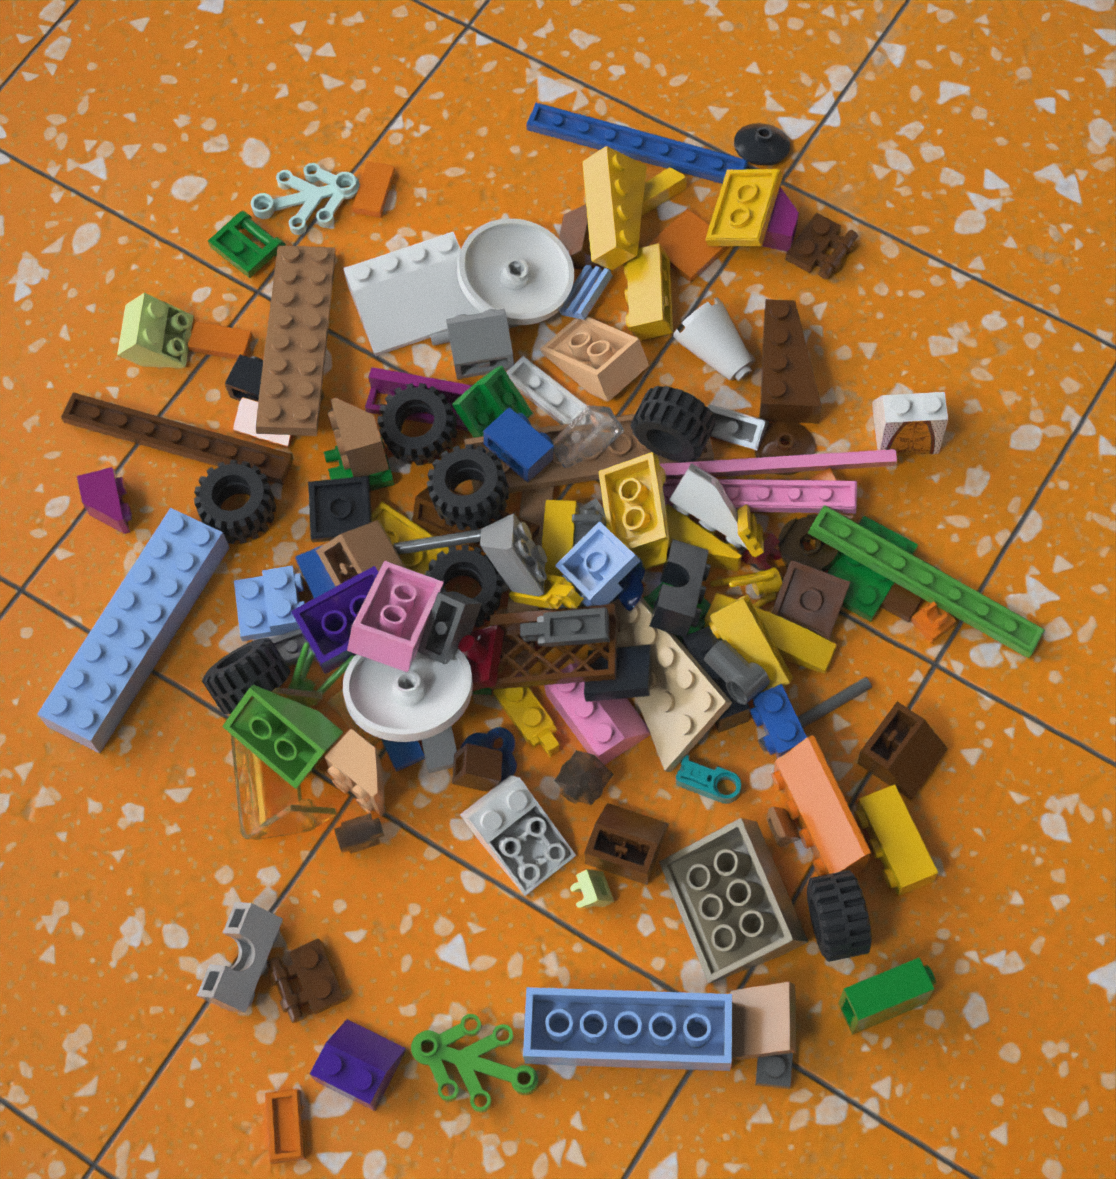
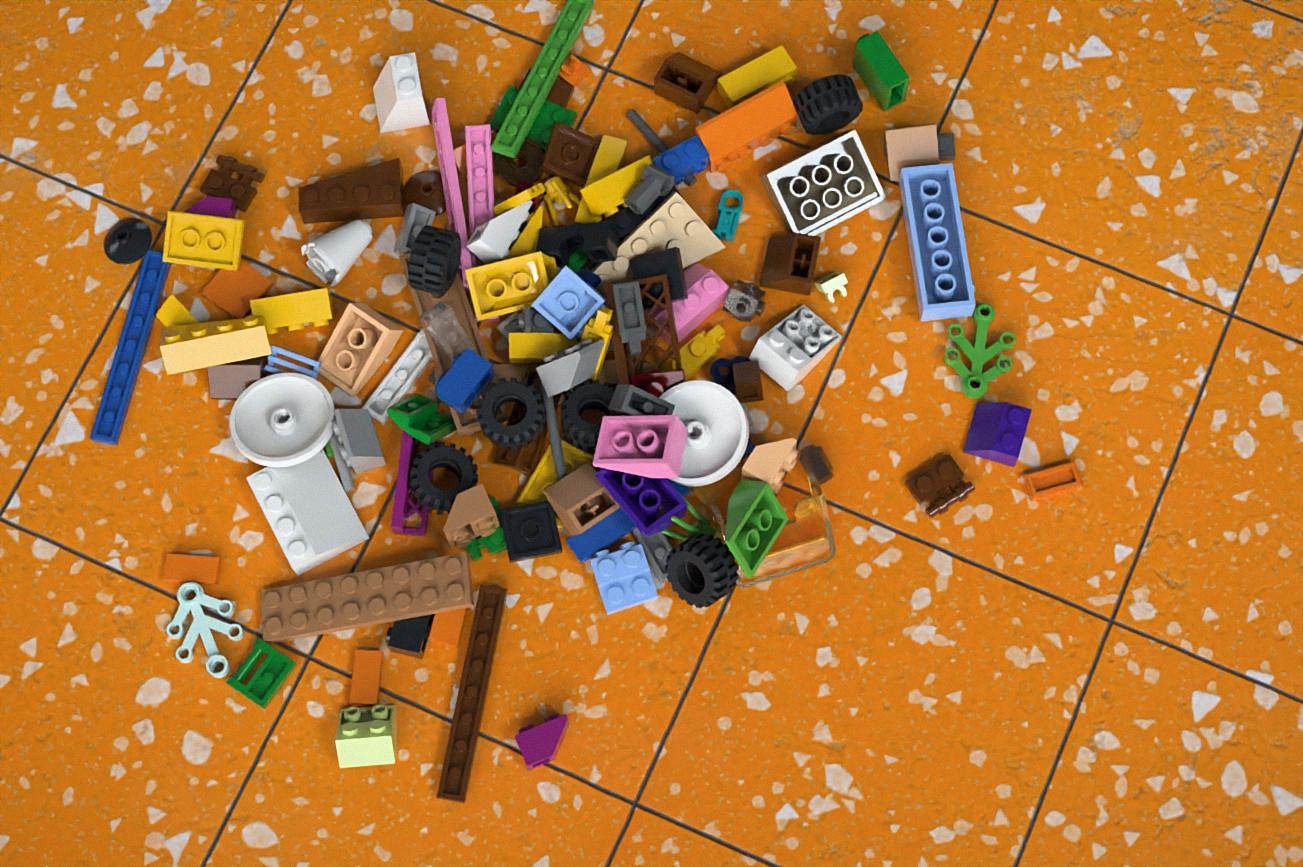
camera: 100 degrees left, 5 degrees up
(134, 630) = (664, 684): light blue brick -> none
(233, 480) = (527, 601): black tyre -> none
(254, 933) = (953, 533): light grey arch -> none
(782, 826) = (758, 160): medium nougat slope -> none

